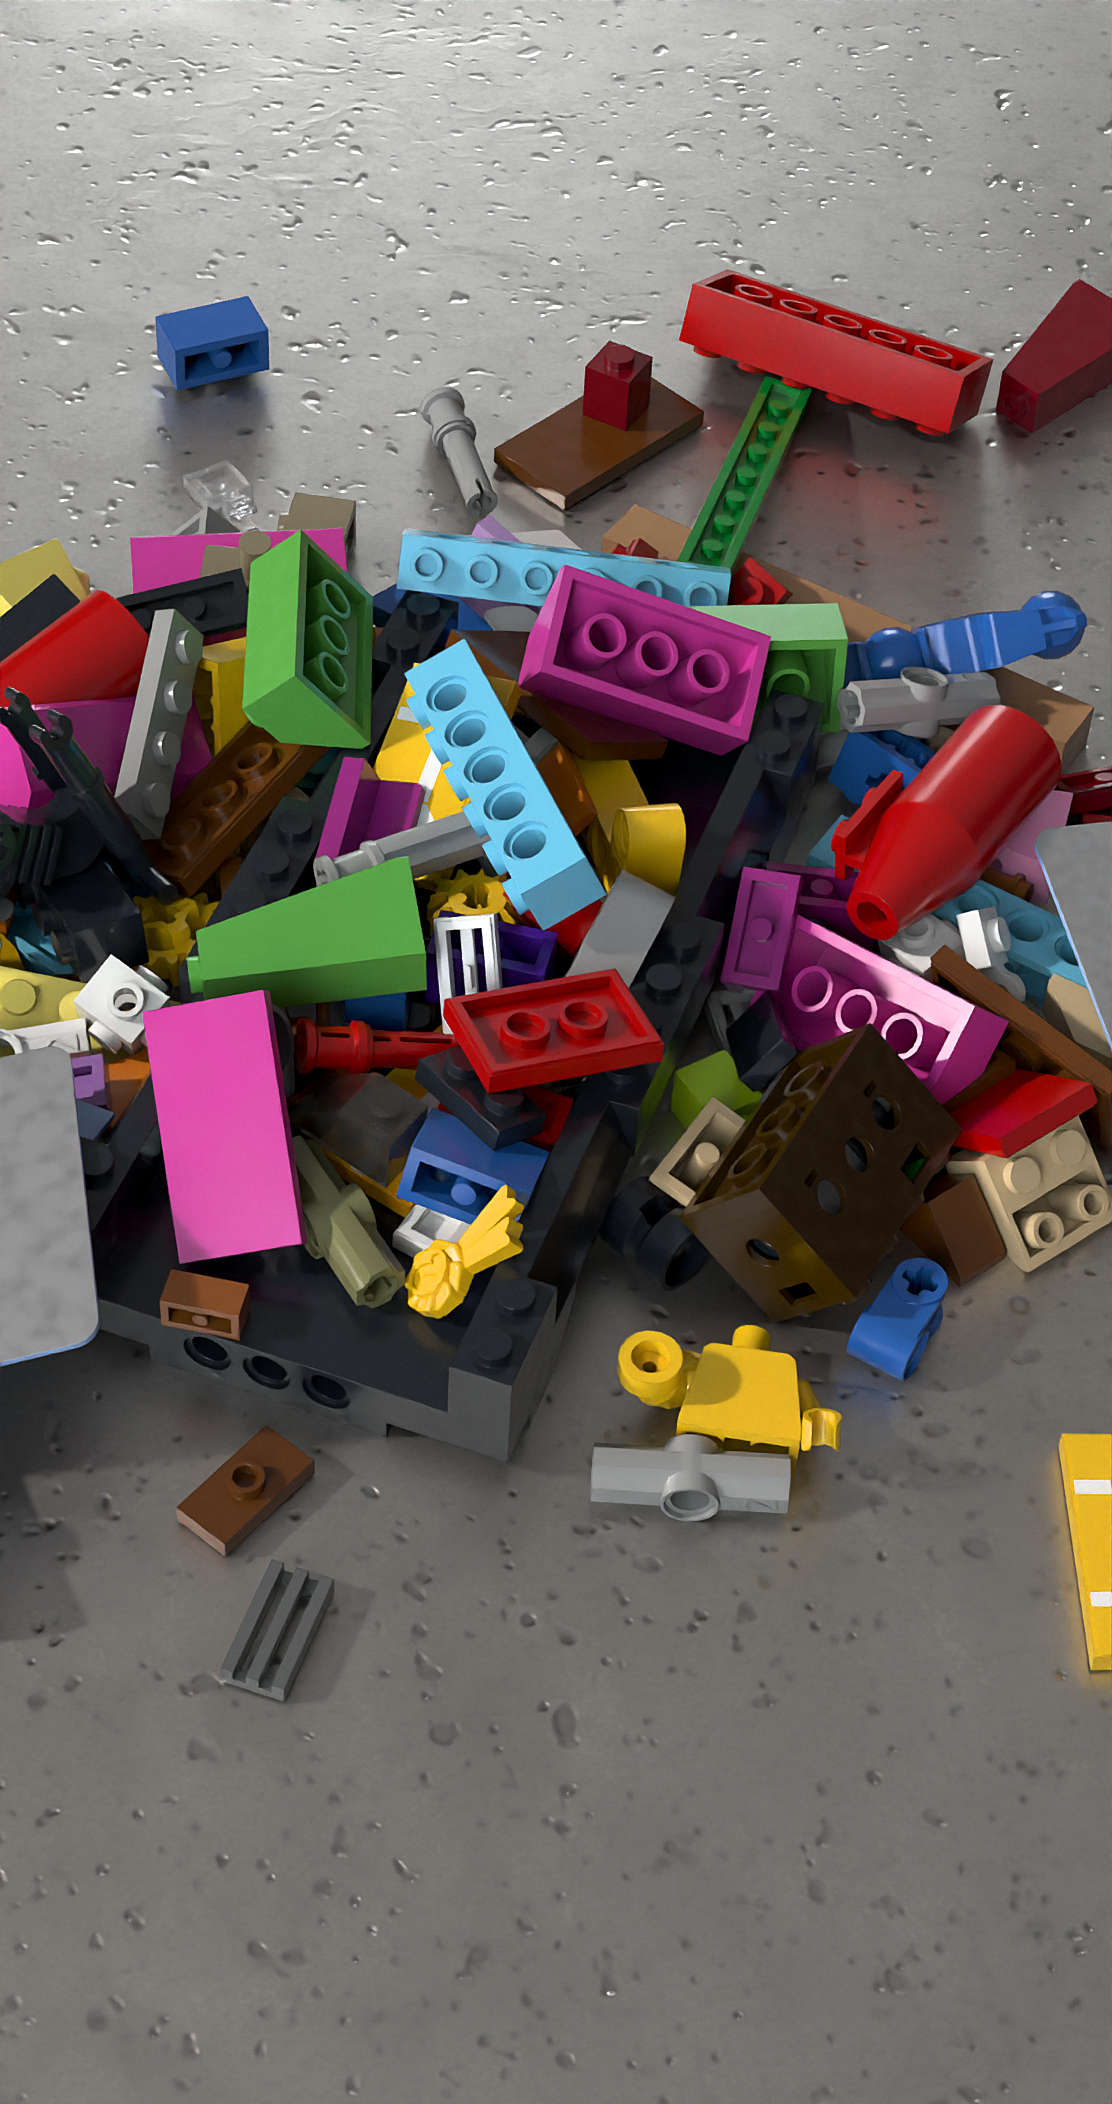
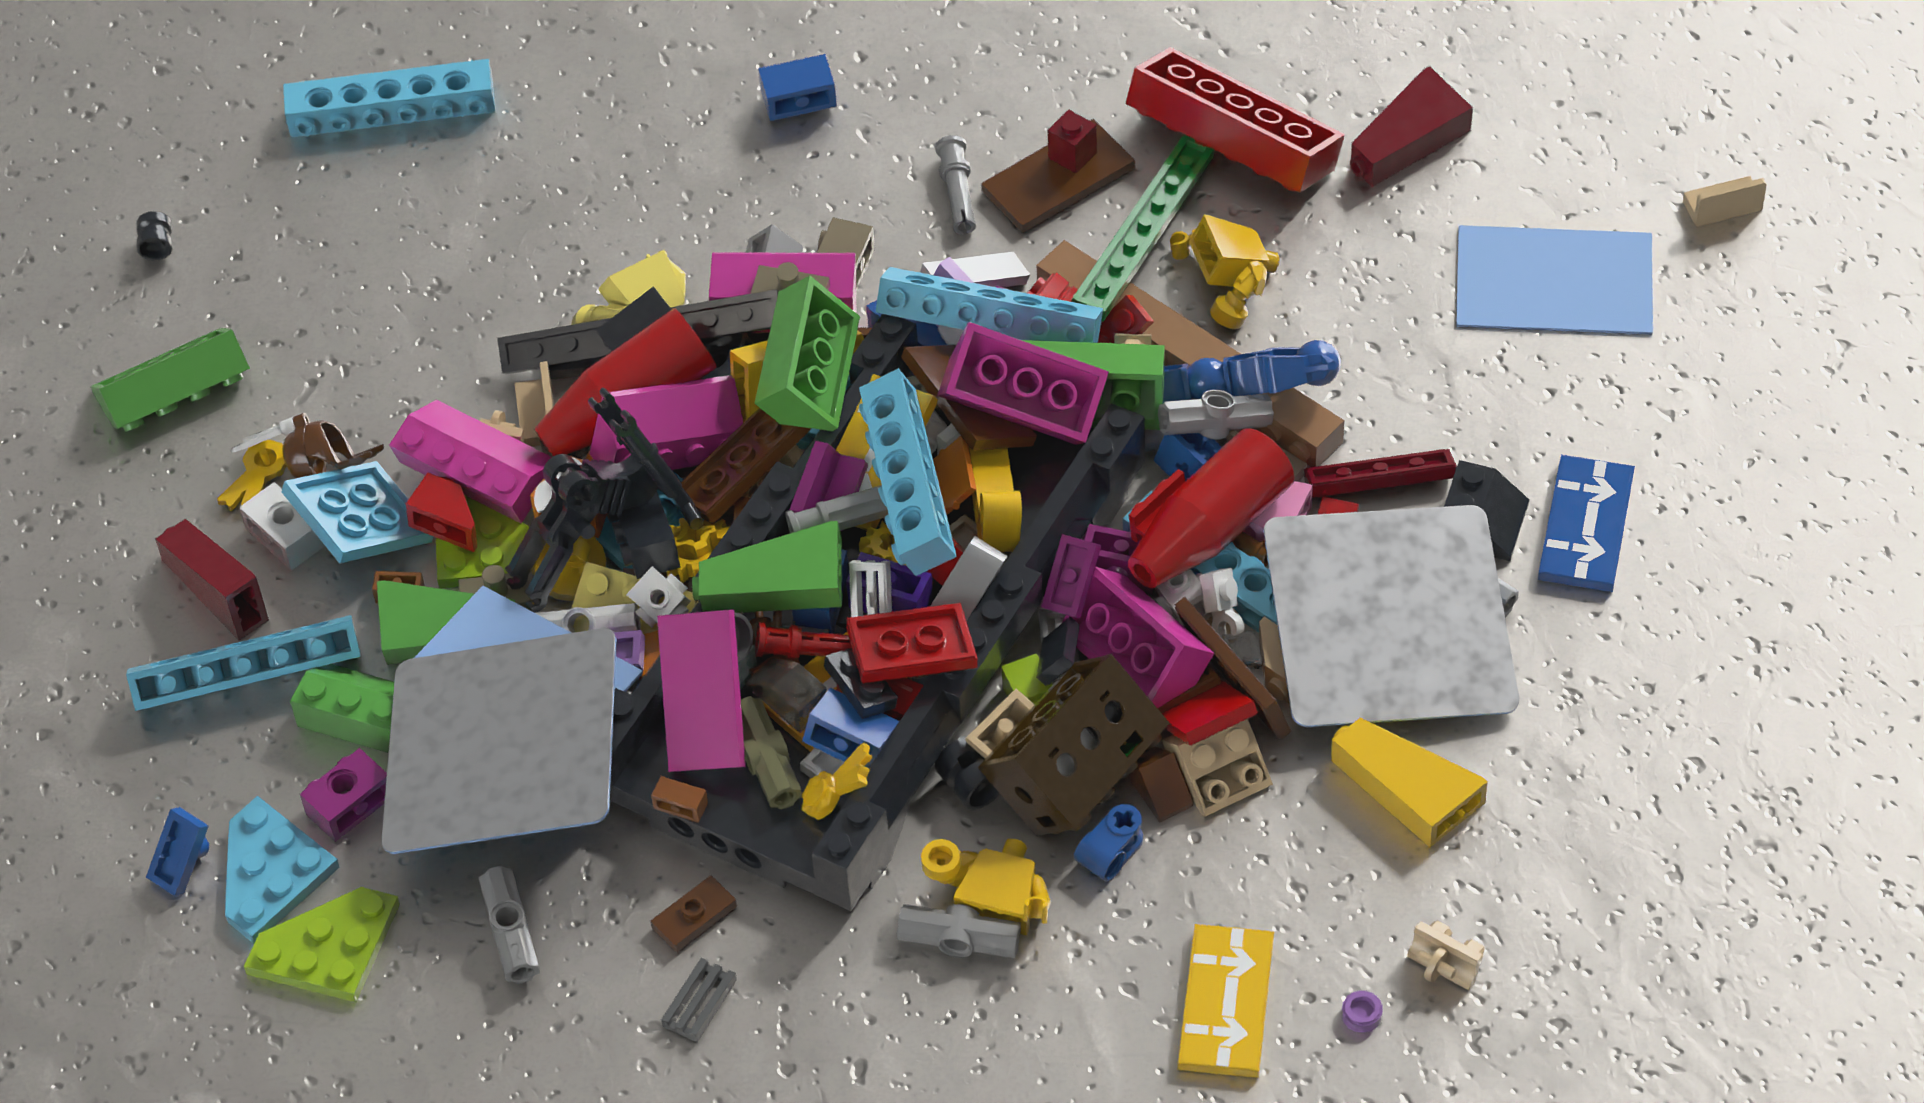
camera: 15 degrees right, 5 degrees up
(158, 722) = (704, 403): light grey plate -> none
(224, 491) = (787, 208): clear plate -> none
(871, 516) = (1227, 257): none -> yellow torso

